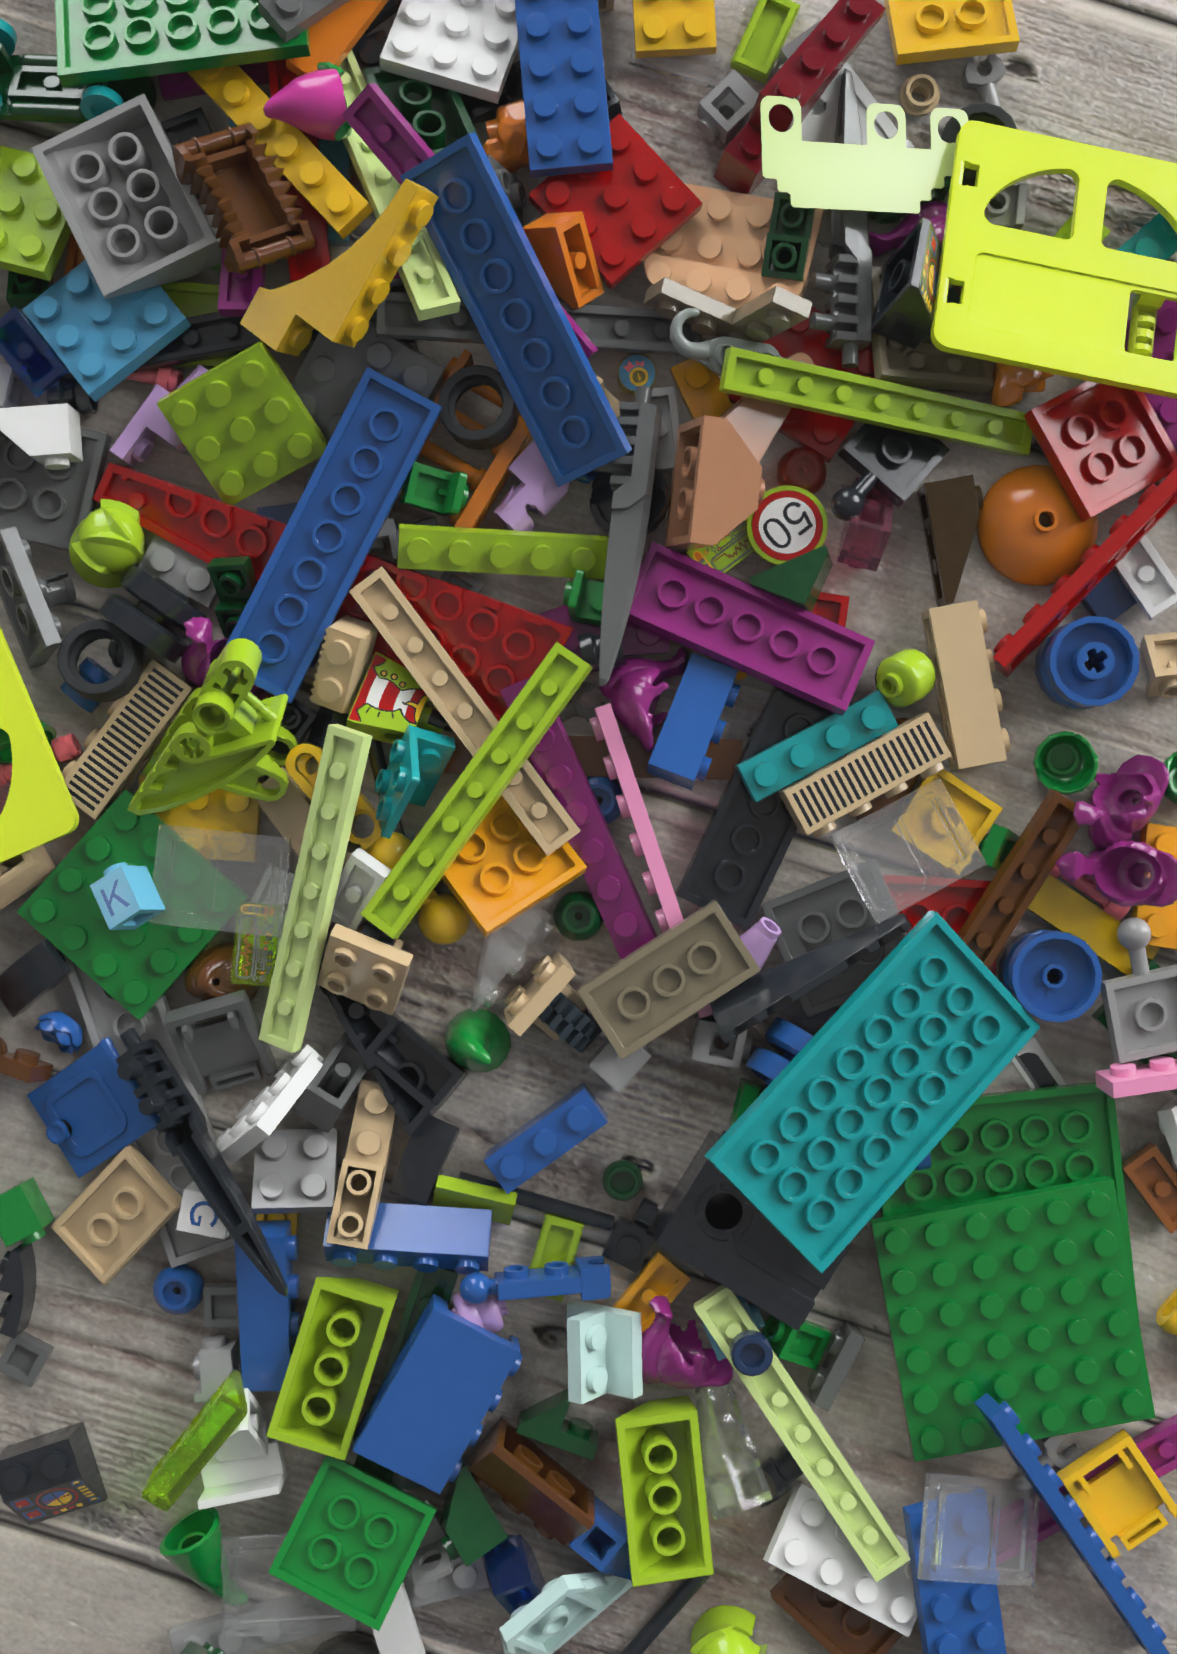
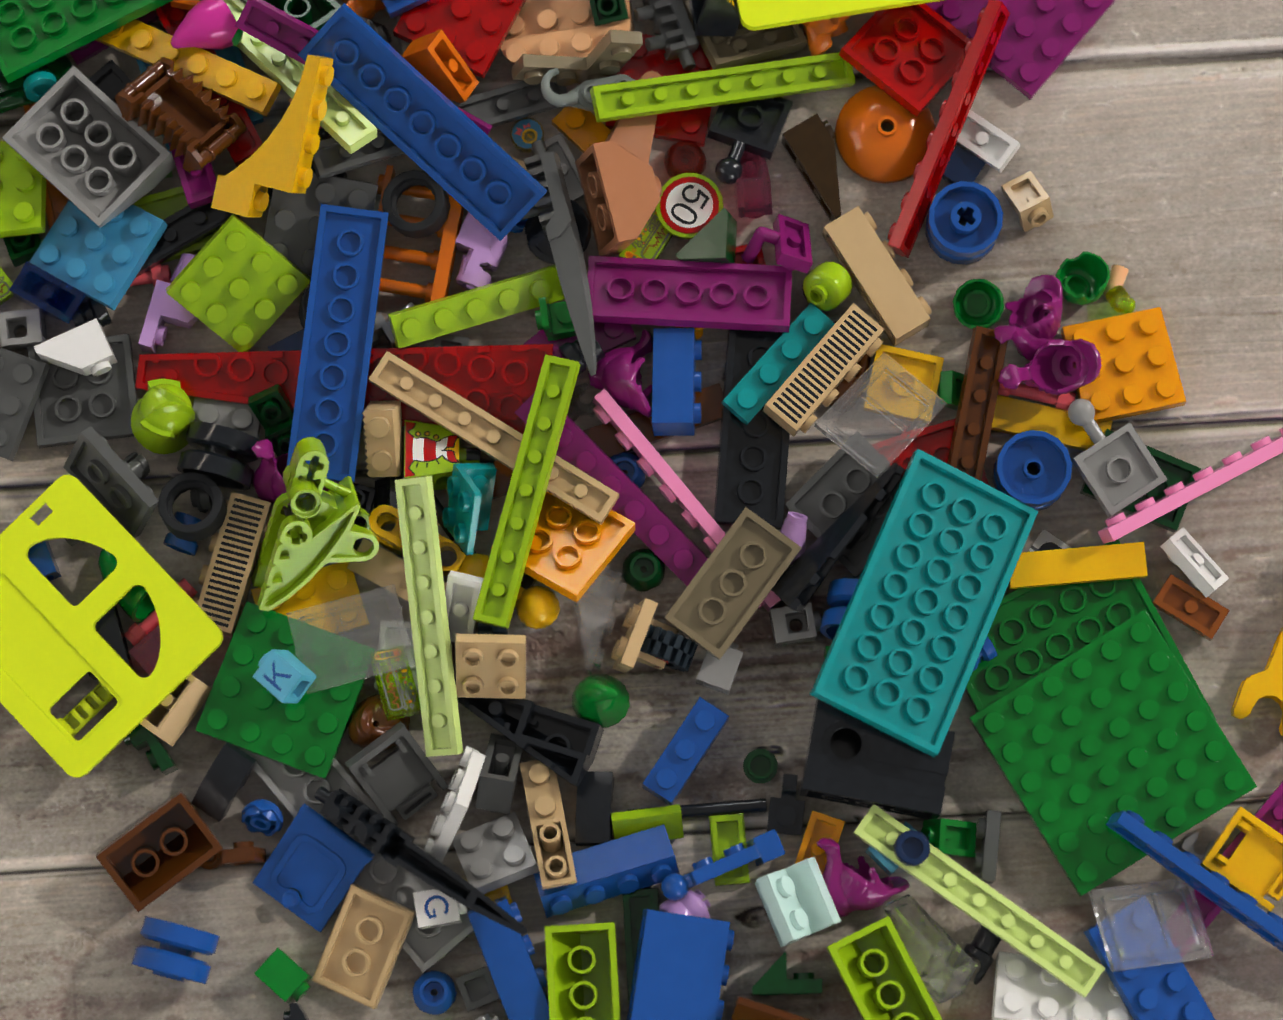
camera: 25 degrees left, 10 degrees down
(435, 490) = (406, 279): green bracket -> none
(884, 612) = (790, 242): none -> magenta plate
(1064, 1101) = (1080, 565): none -> yellow tile

